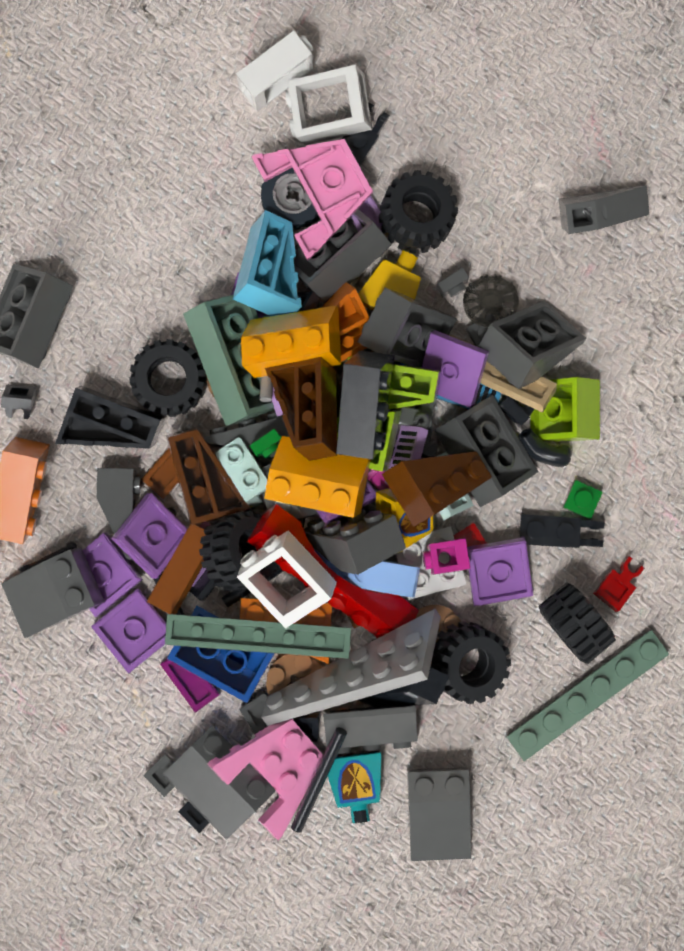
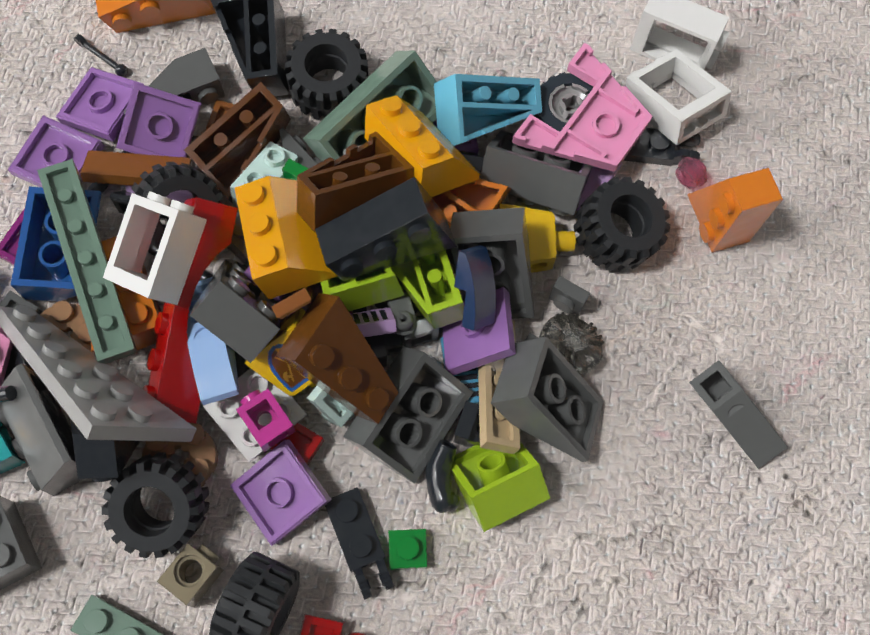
camera: 60 degrees right, 15 degrees down
(53, 592) = (67, 68): dark grey slope -> none
(379, 495) = (294, 302): none -> dark orange tile
(397, 128) = (691, 173): none -> clear pink plate
(428, 353) = (476, 277): none -> dark blue slope
(446, 120) = (735, 208): none -> orange wedge
(537, 669) = (174, 577): none -> dark tan brick

